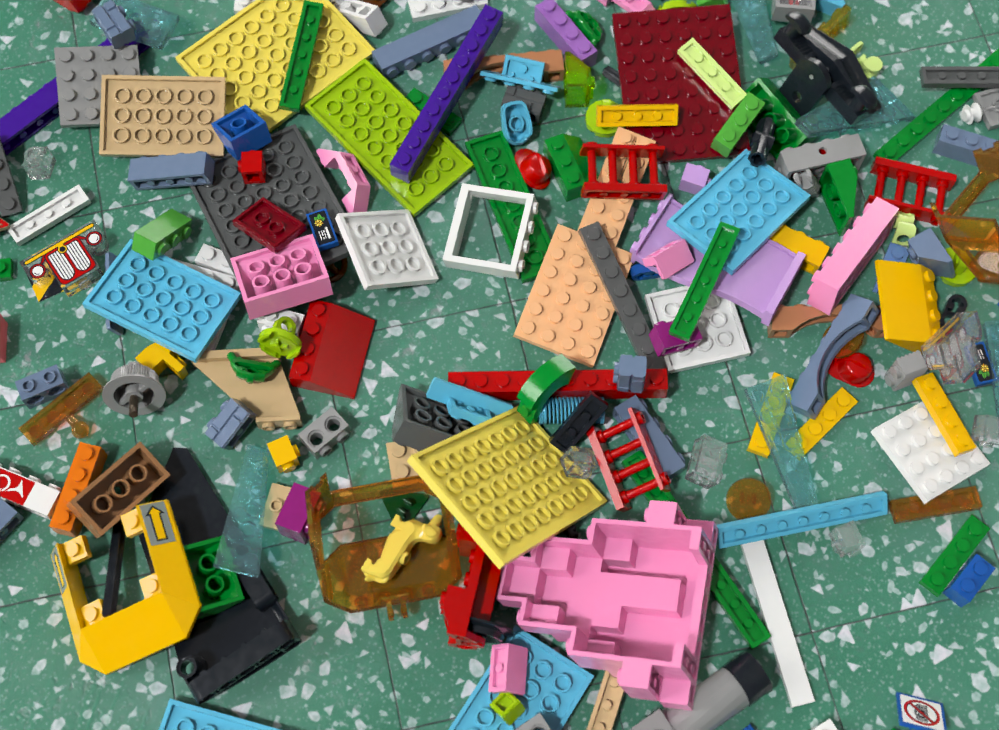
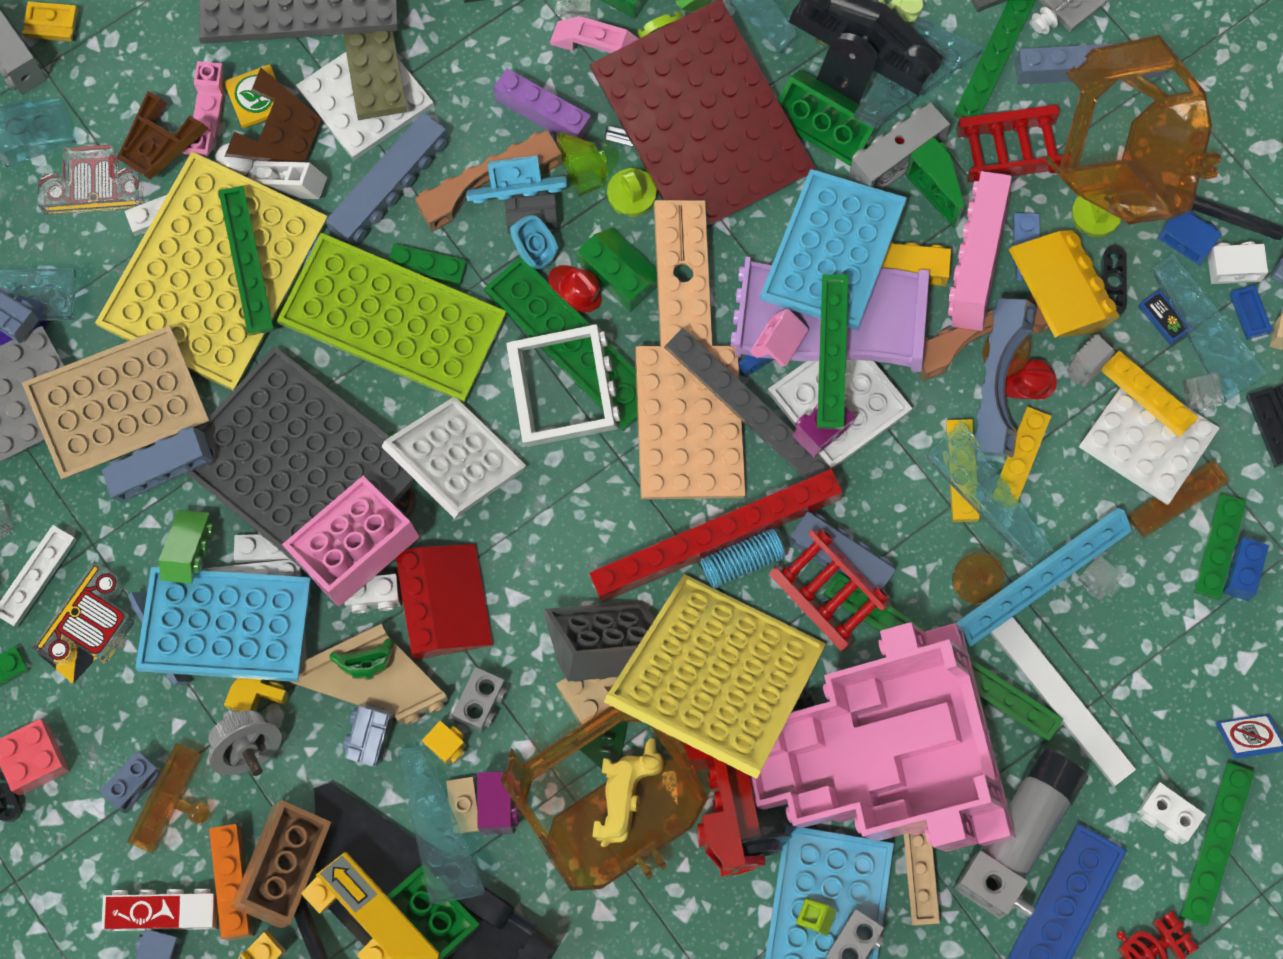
camera: 20 degrees left, 5 degrees up
(242, 131) = (220, 383): blue slope -> none
(252, 167) = (252, 421): red brick -> none
(269, 225) = (307, 485): dark red tile -> none
(280, 342) = (384, 618): lime tile -> none
(322, 229) = (370, 464): tile -> none
(358, 197) = (391, 410): bright pink slope -> none
(446, 94) = (440, 240): dark purple brick -> none
(466, 403) = (627, 600): medium azure bracket -> none
(508, 669) = (800, 876): bright pink panel -> none
(542, 385) = (704, 545): green arch -> none
(578, 422) = (759, 570): black plate -> none
(579, 462) = (778, 615): clear brick -> none
(587, 25) = (563, 86): green piece -> none
(614, 188) = (682, 280): red fence -> none
(630, 373) = (797, 494): sand blue brick -> none
(637, 115) = (671, 179): yellow plate -> none
(694, 178) = (766, 227): lavender brick -> none
(706, 462) = (916, 555): clear brick -> none
(711, 73) = (735, 93): yellowish green plate -> none
(737, 124) = (790, 144): bright green brick -> none
(761, 141) = (826, 154): black piece -> none
(808, 182) = (896, 183): light grey hinge -> none
(904, 226) = (1025, 192): yellowish green leg -> none
(929, 252) = (1062, 213): sand blue slope -> none
(954, 348) = (1131, 314): clear brick -> none

